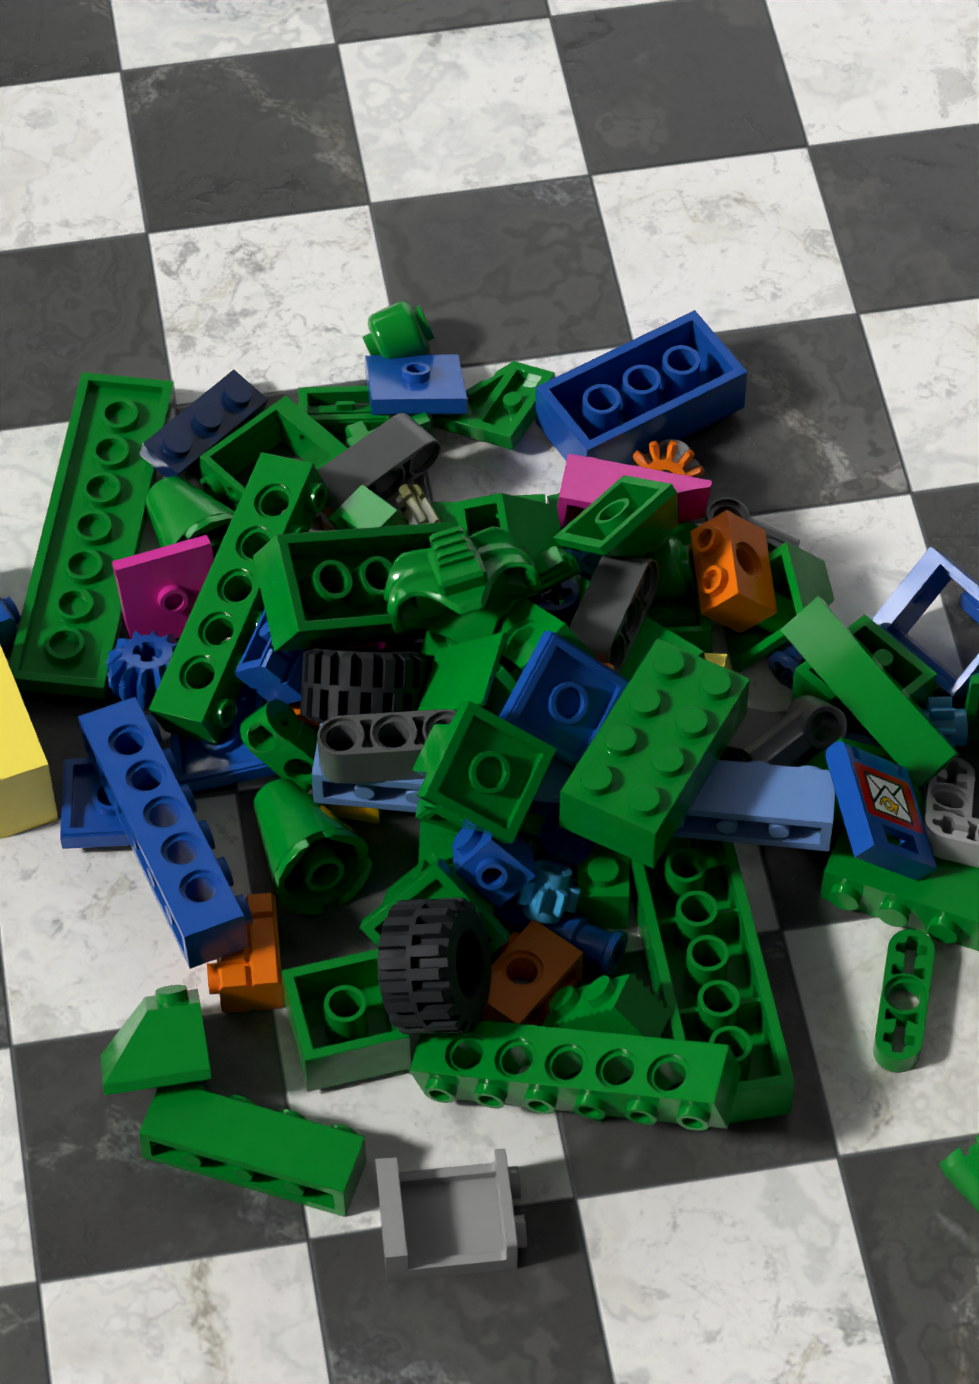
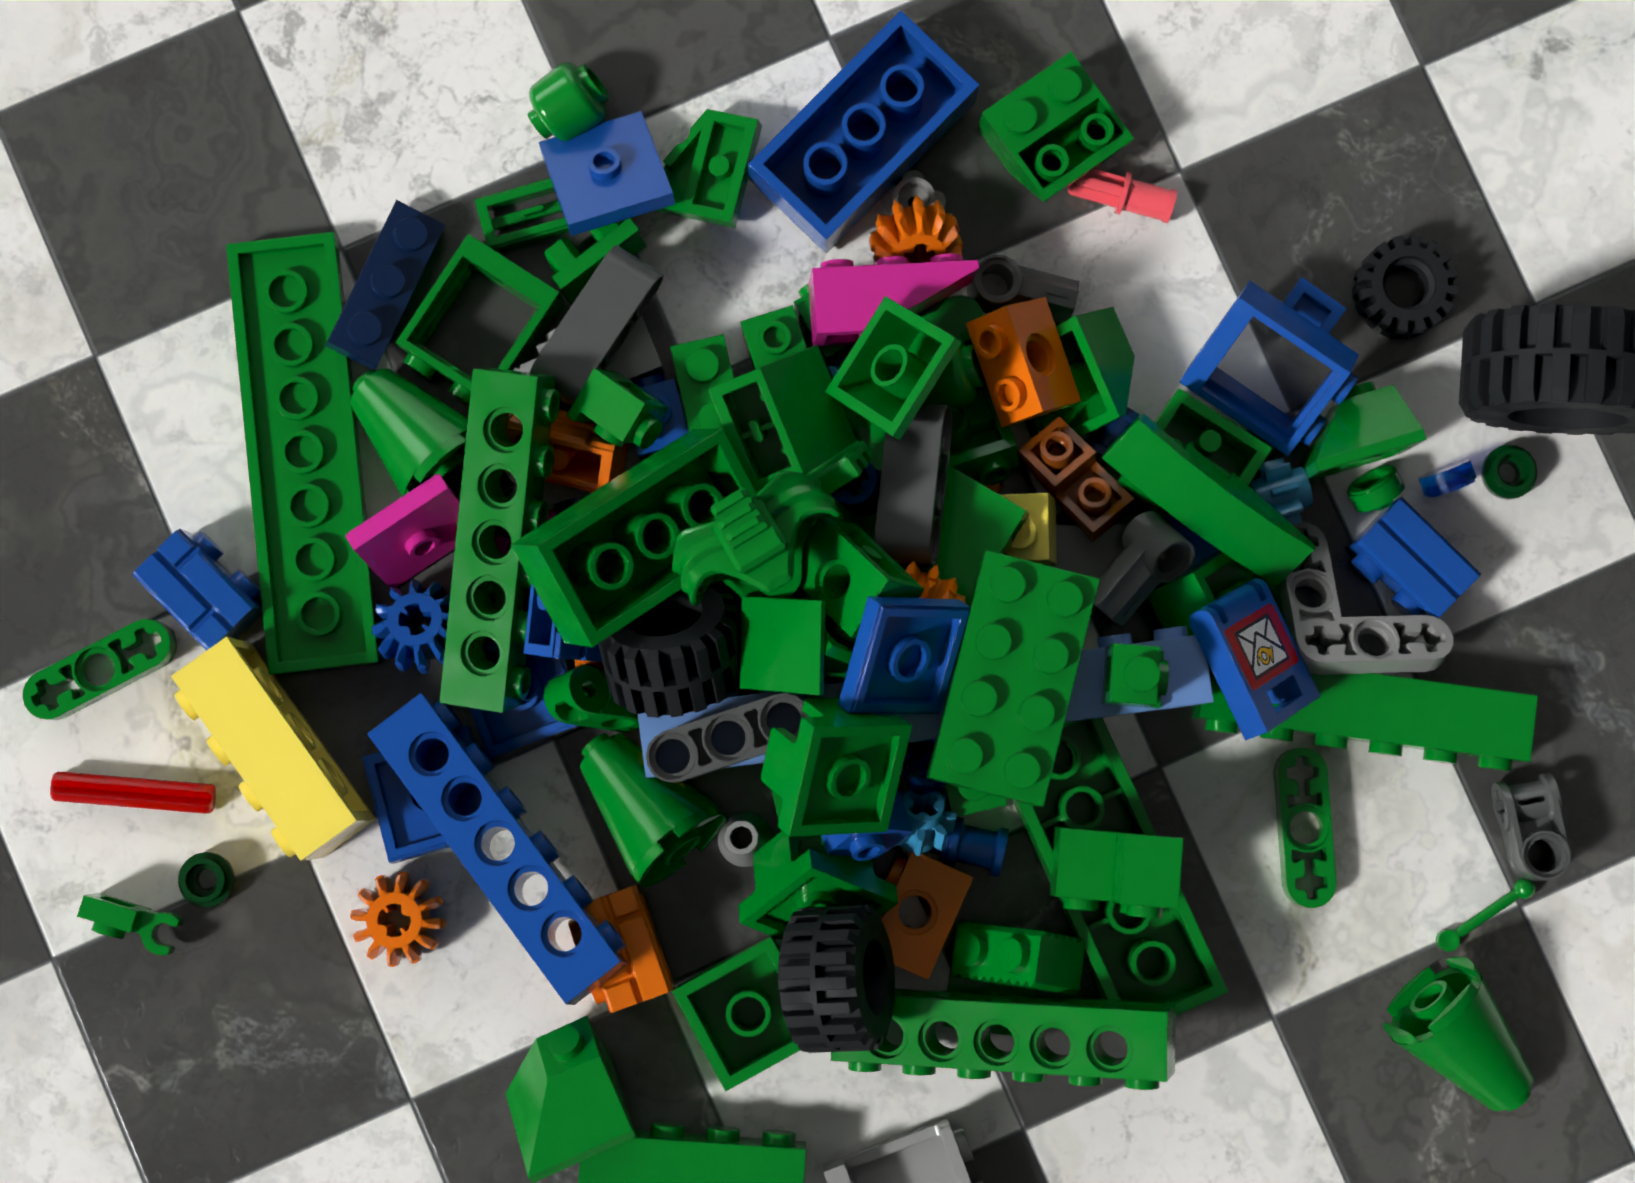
camera: 15 degrees left, 30 degrees up
(52, 886) = (384, 932): none -> orange gear
(378, 878) = (760, 836): none -> light grey cone
(415, 505) = (669, 382): olive axle -> none
(716, 940) = (1116, 867): none -> green brick
(758, 658) = (1075, 479): none -> dark orange slope
(764, 773) = (1134, 675): none -> green brick
(802, 421) = (1053, 128): none -> green slope
(855, 491) = (1125, 194): none -> coral axle

